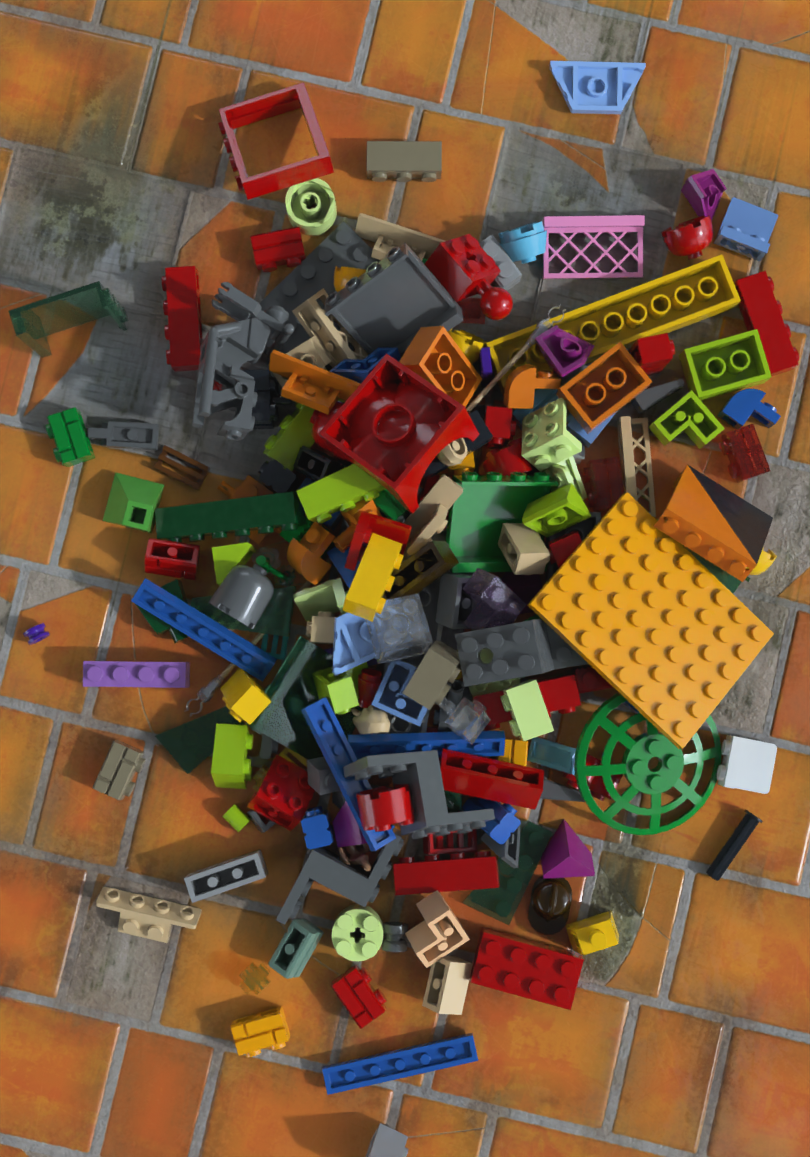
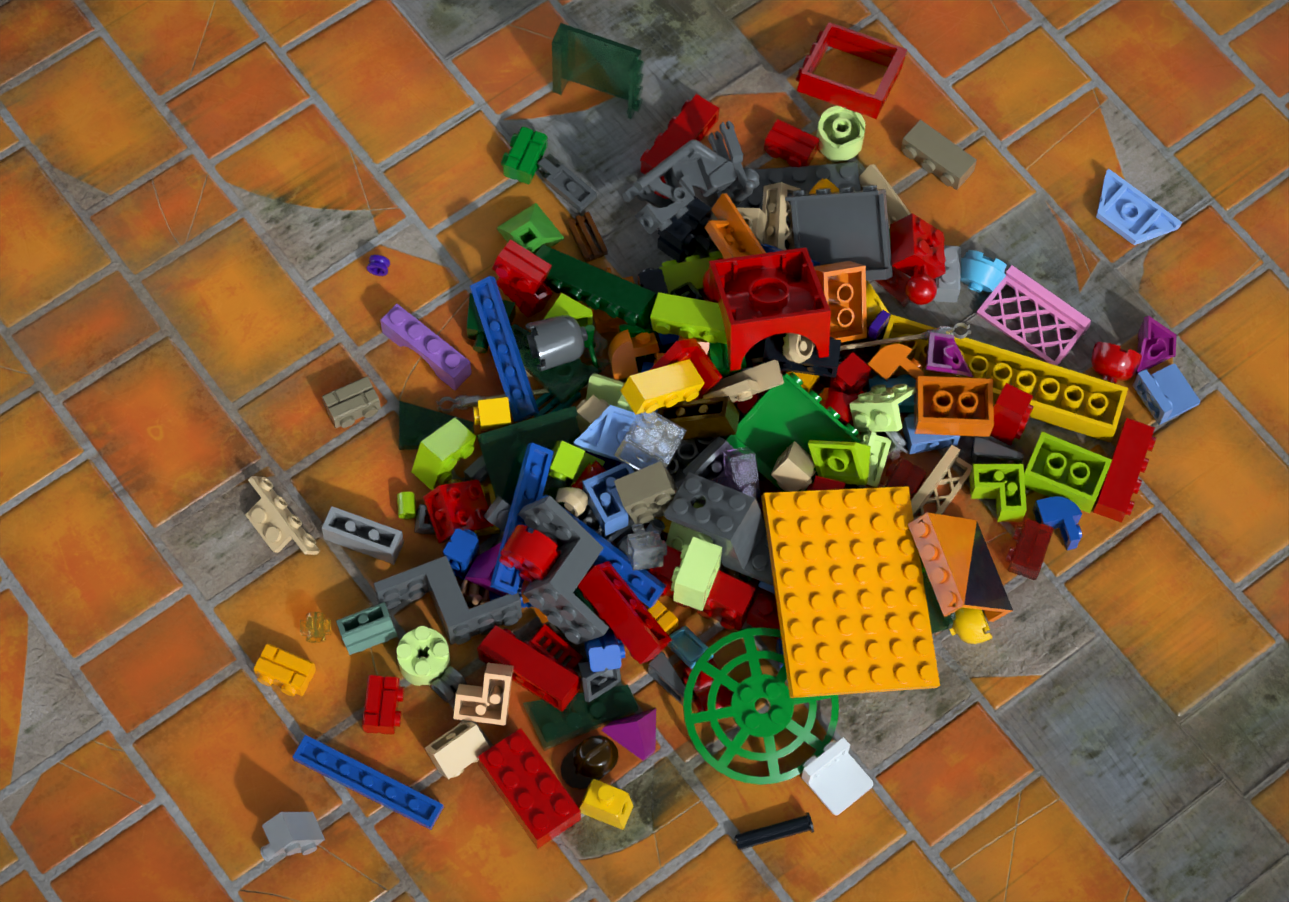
camera: 35 degrees right, 20 degrees down
(160, 552) = (521, 267): none -> red brick

